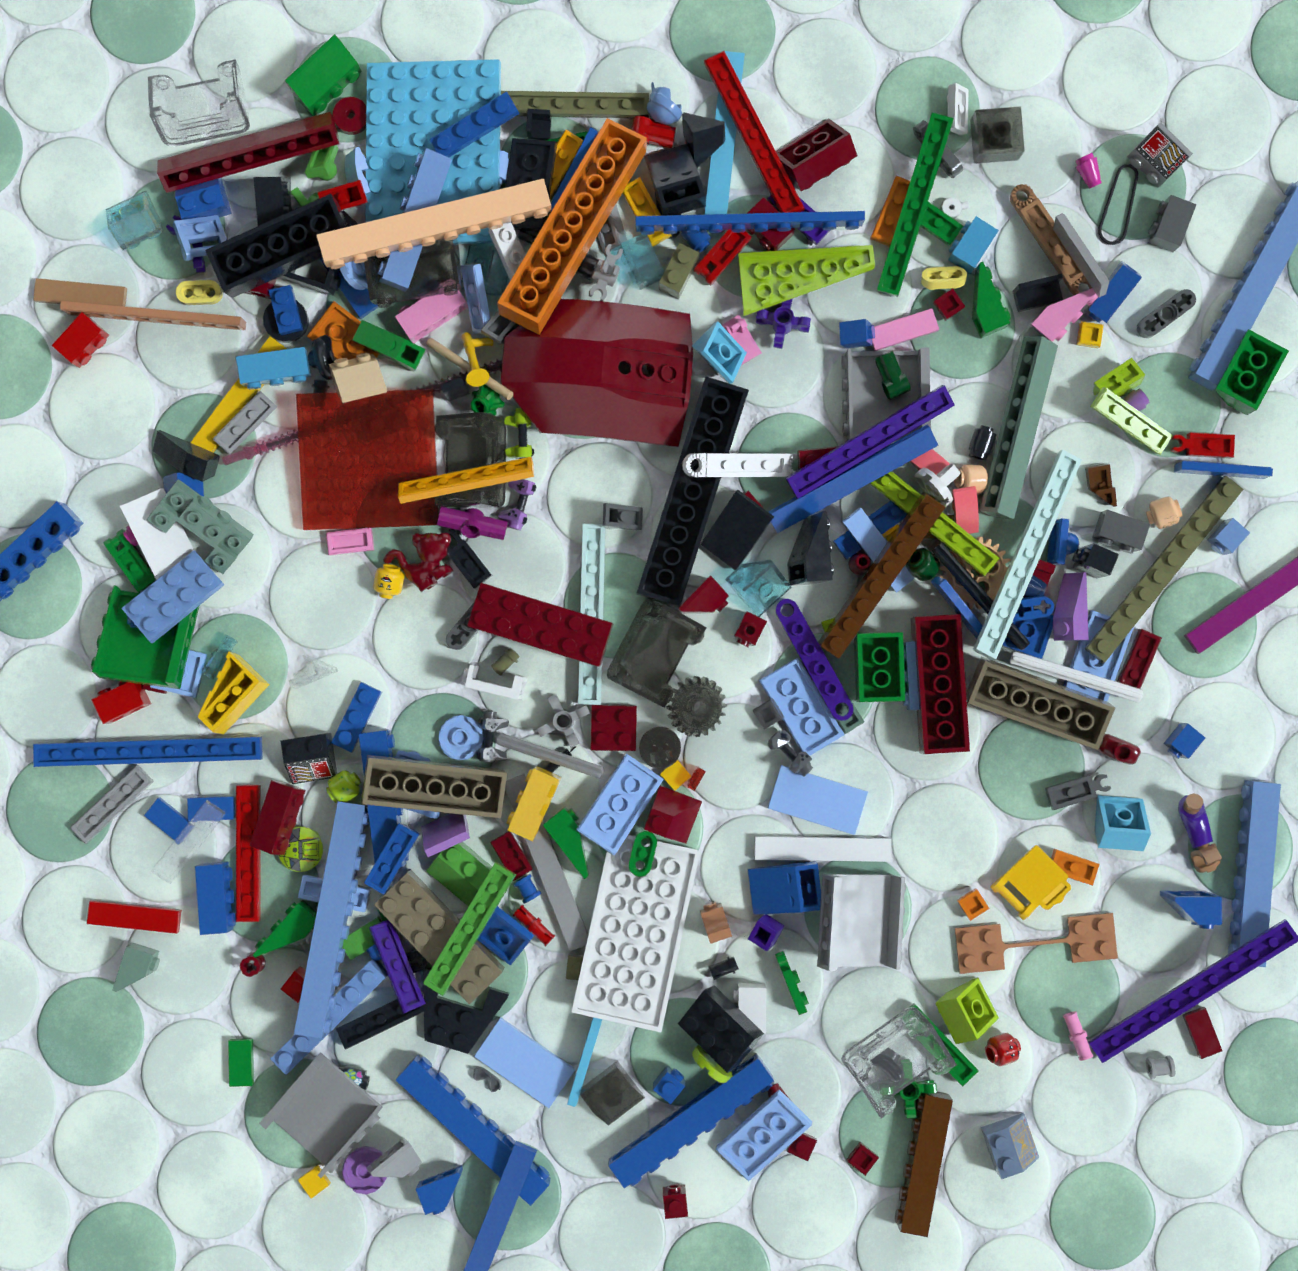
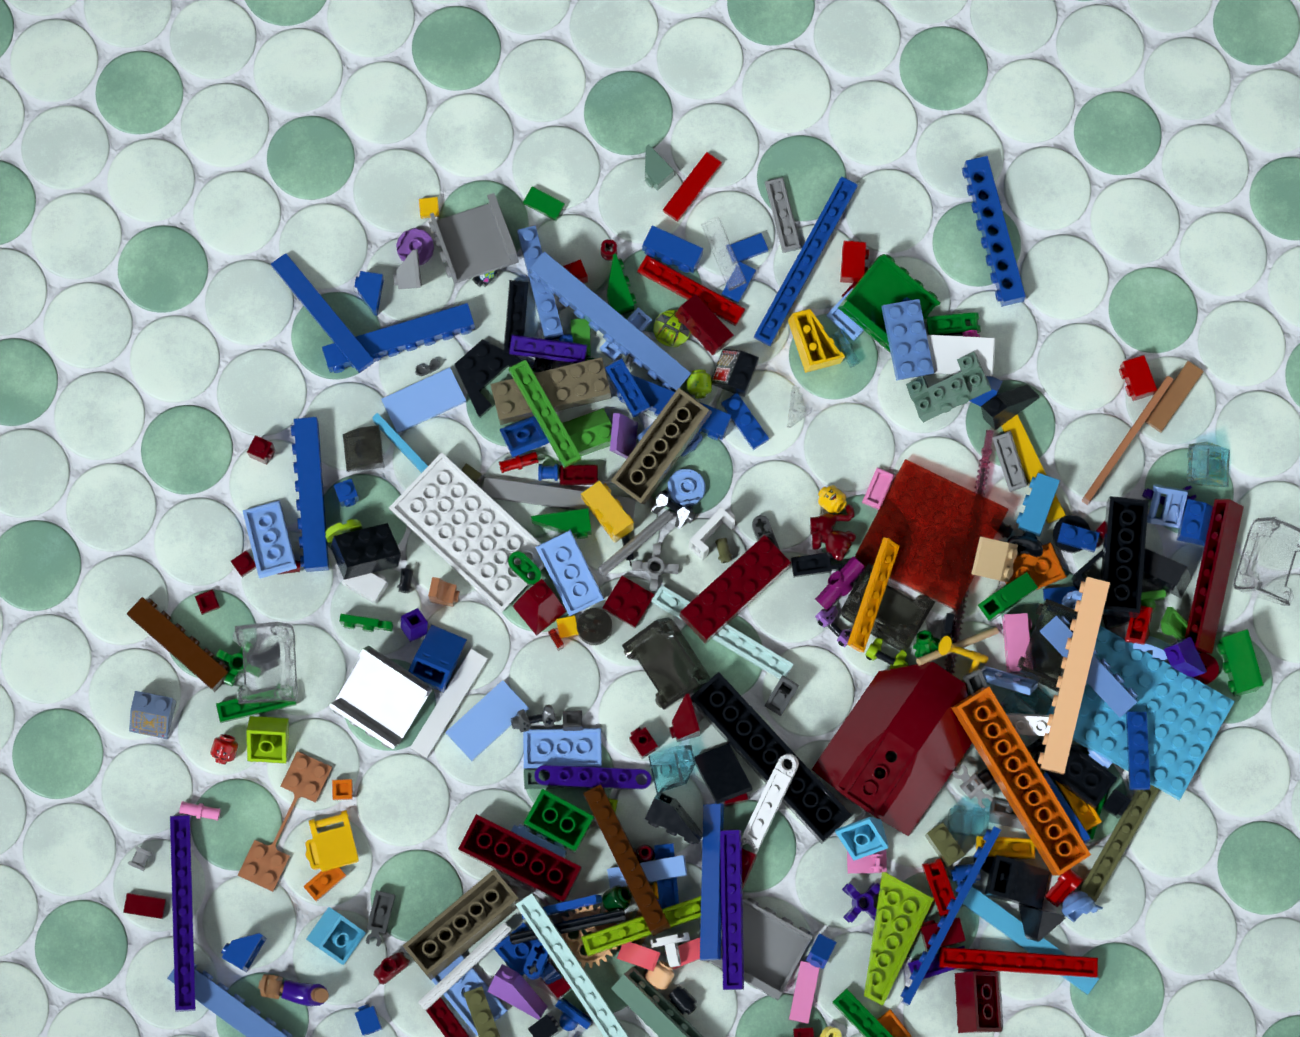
camera: 115 degrees right, 10 degrees down
(200, 292) = (1127, 483): light yellow plate -> none
(349, 133) = (1185, 657): none -> dark purple slope
(683, 703) = (620, 666): clear smoke gear -> none
(894, 381) = (769, 959): dark green piece -> none

